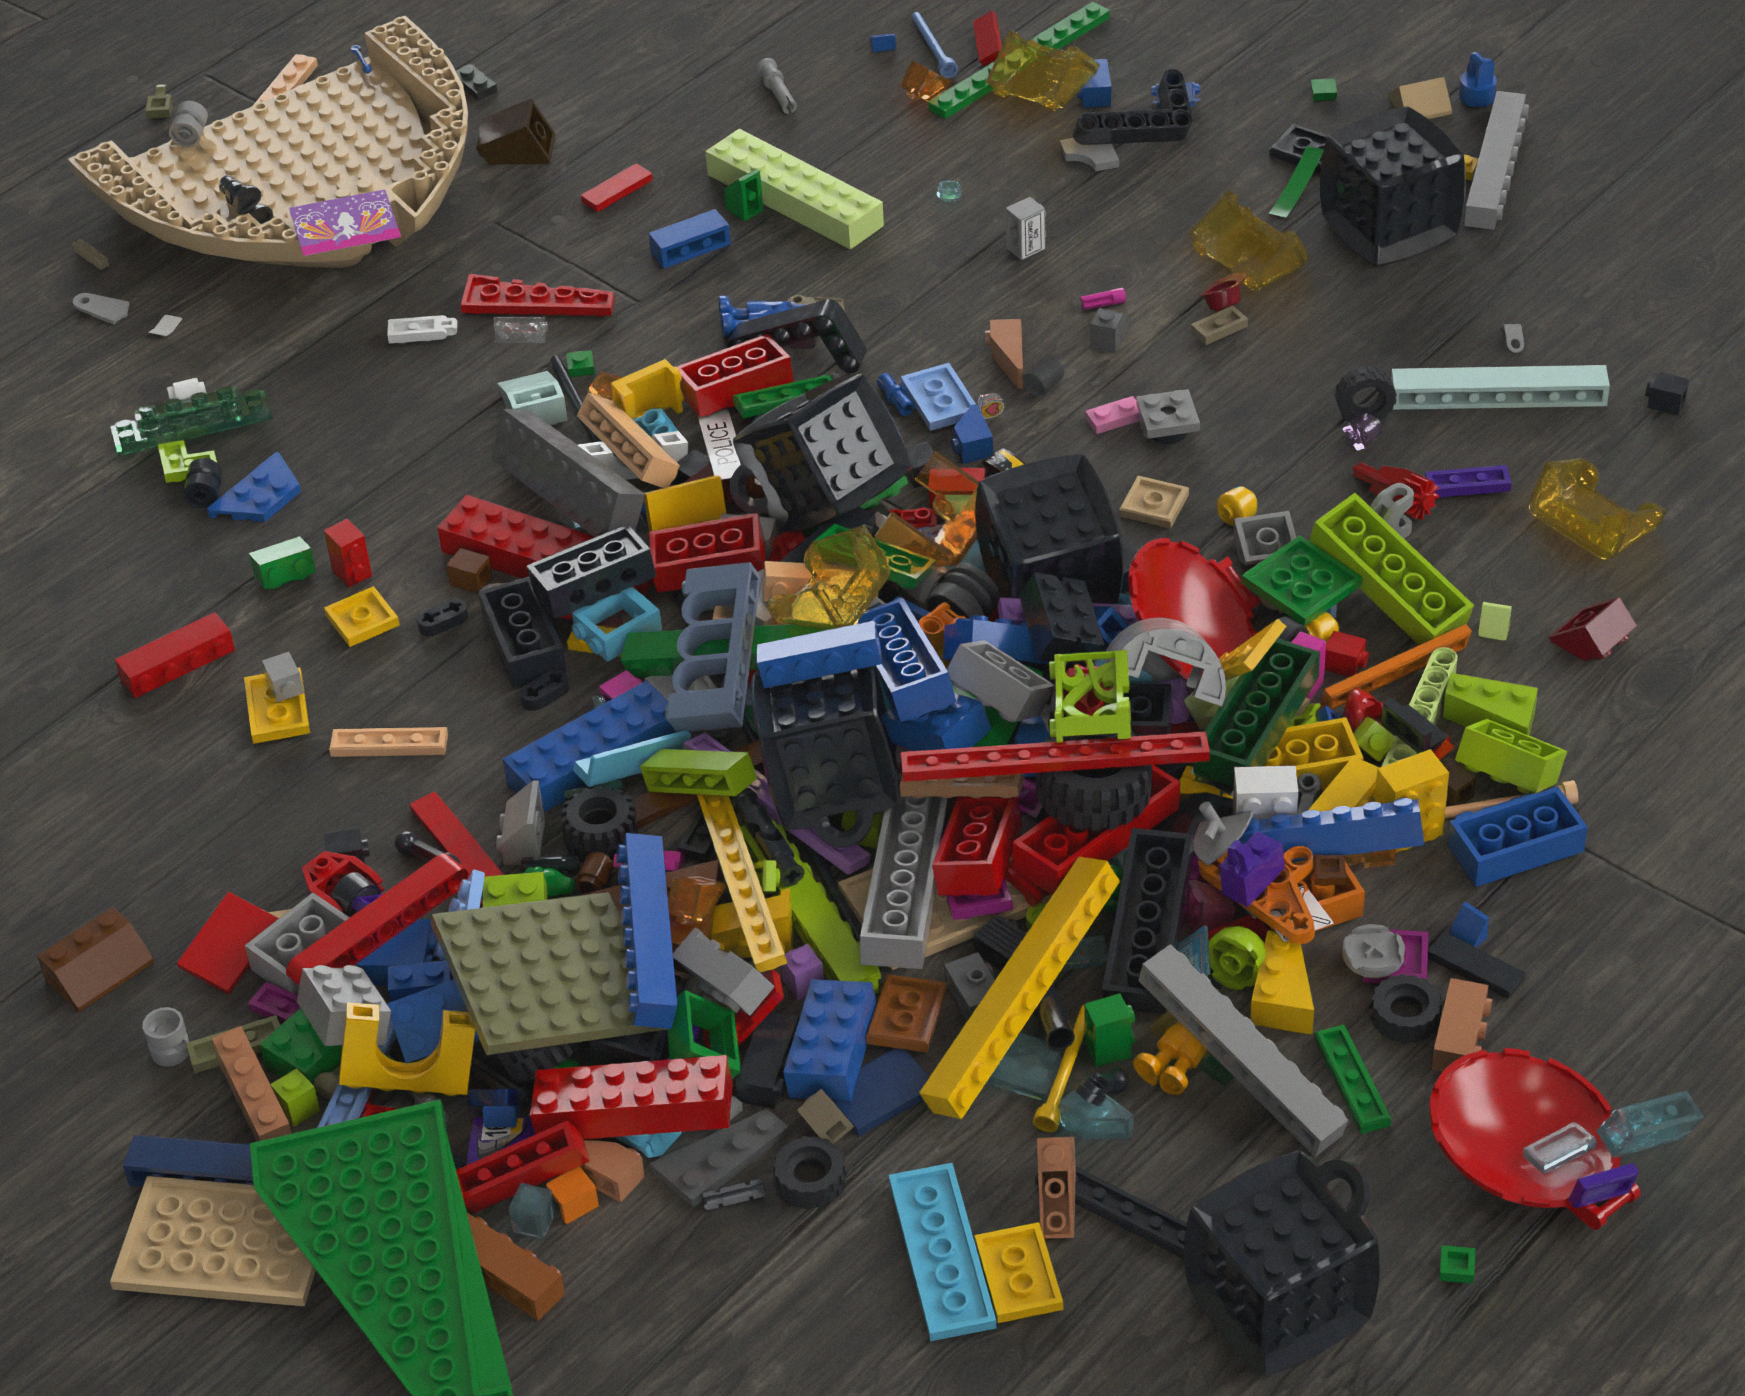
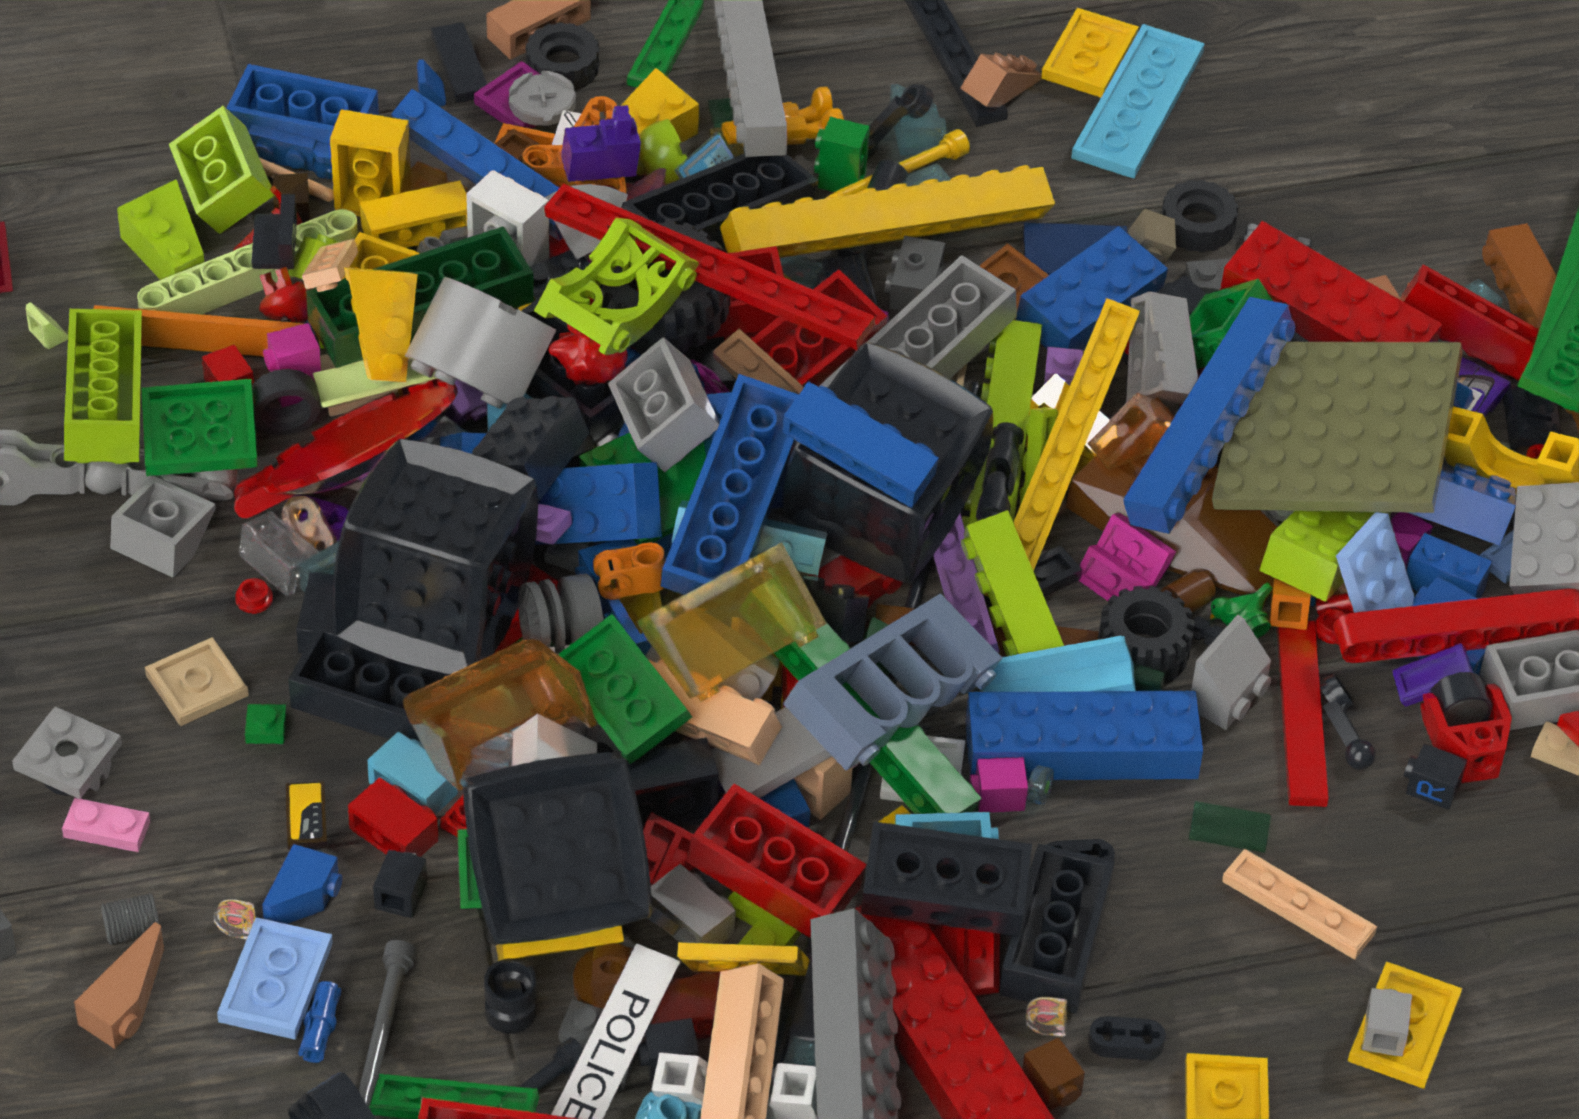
camera: 150 degrees left, 5 degrees up
(463, 761) = (1230, 827): none -> clear green tile
(1236, 504) = (130, 600): yellow head -> none
(1328, 679) = (329, 265): none -> light nougat plate

